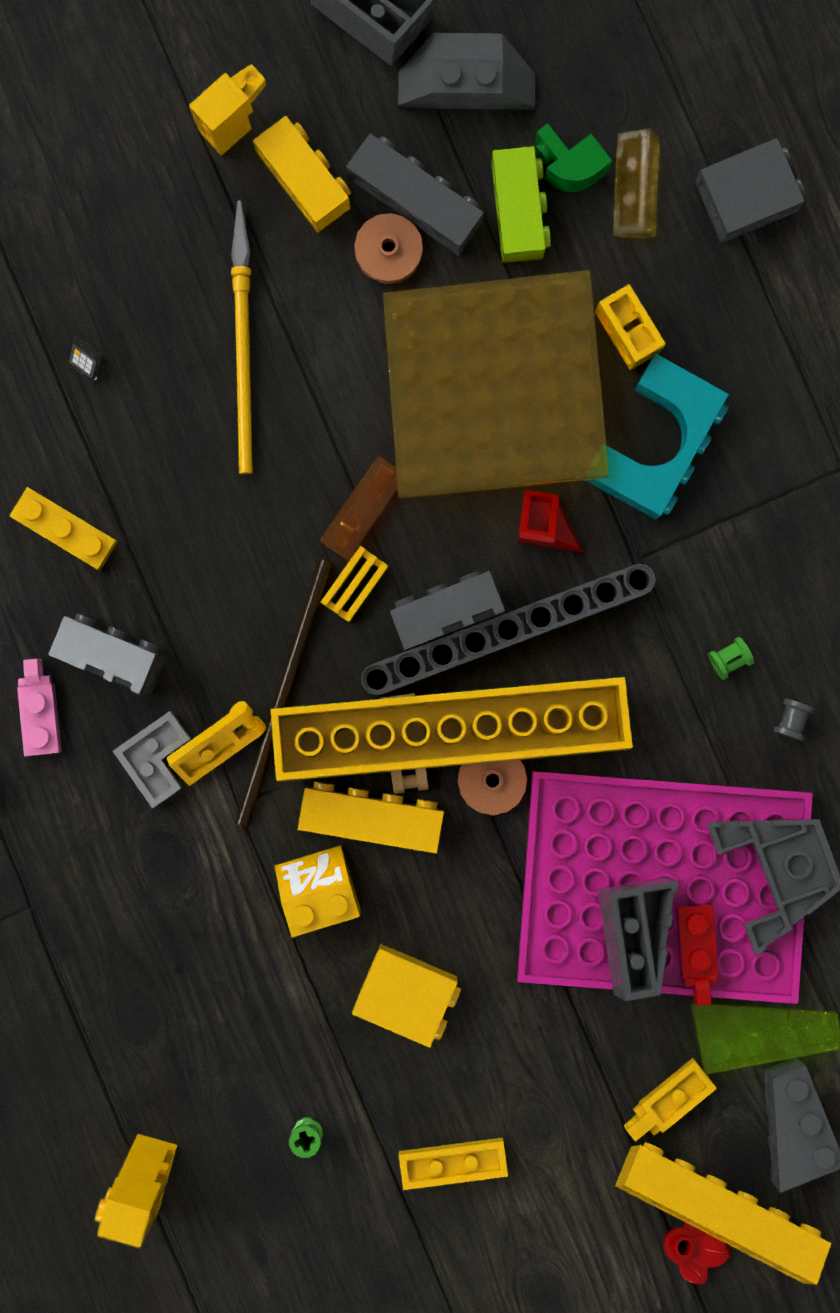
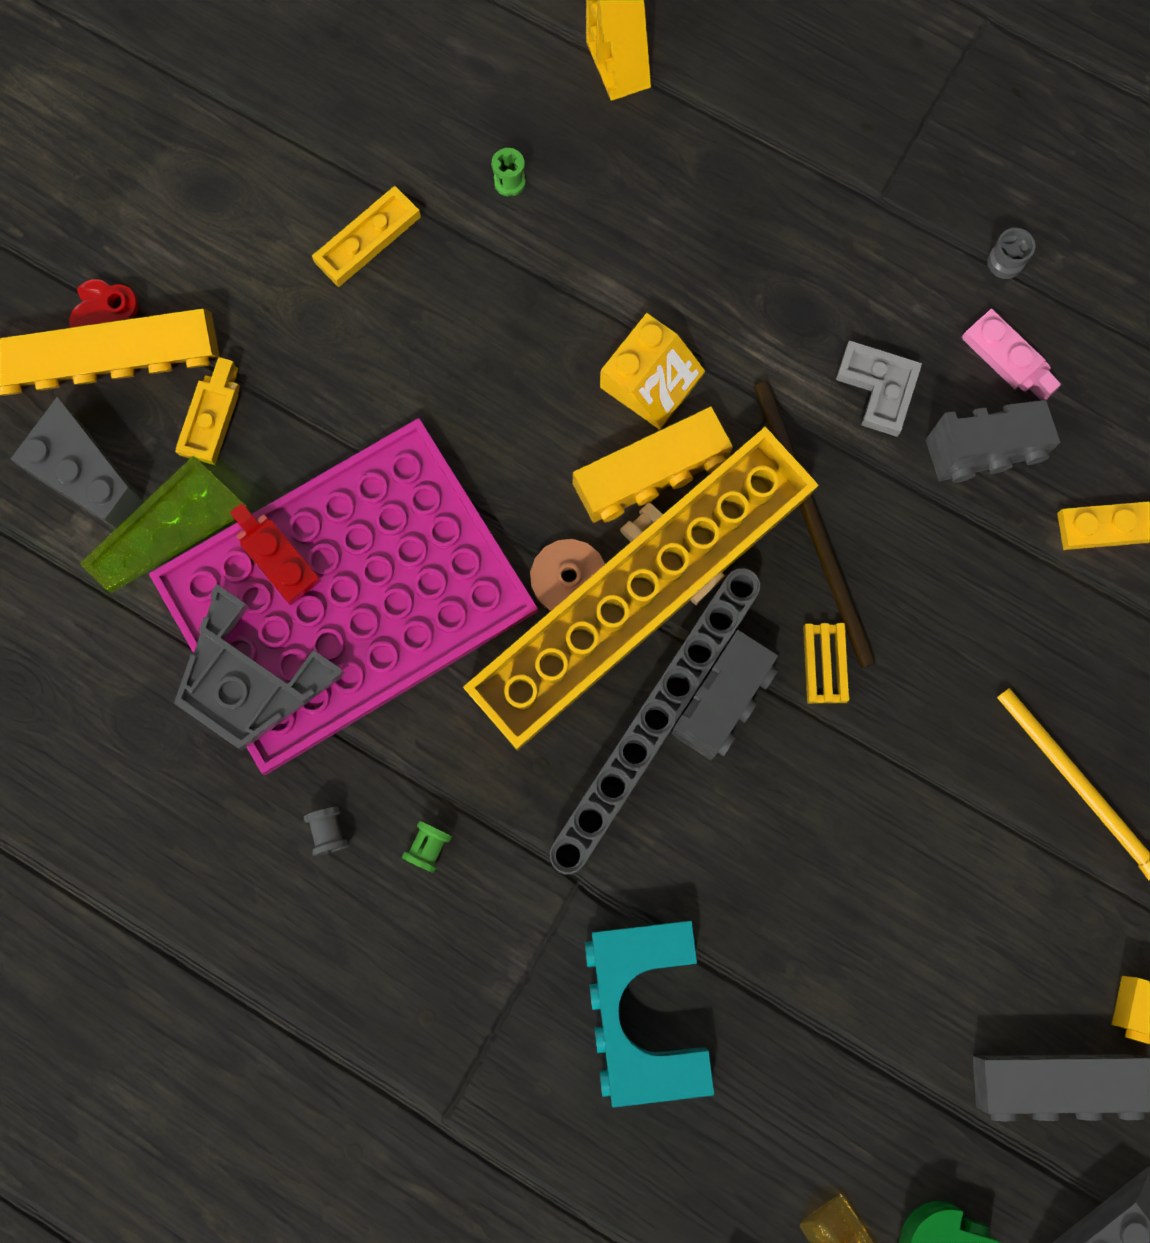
camera: 140 degrees right, 10 degrees down
(216, 743) = (838, 432): yellow plate -> none
(361, 509) = (872, 739): clear orange plate -> none
(393, 265) = (1024, 1005): nougat plate -> none
(406, 996) = (508, 340): yellow brick -> none
(495, 384) = (843, 949): clear yellow plate -> none
(519, 204) = (958, 1153): lime brick -> none
(545, 523) = (694, 849): red slope -> none
(629, 327) = (758, 1104): yellow brick -> none
(636, 935) = (341, 526): dark grey wedge -> none

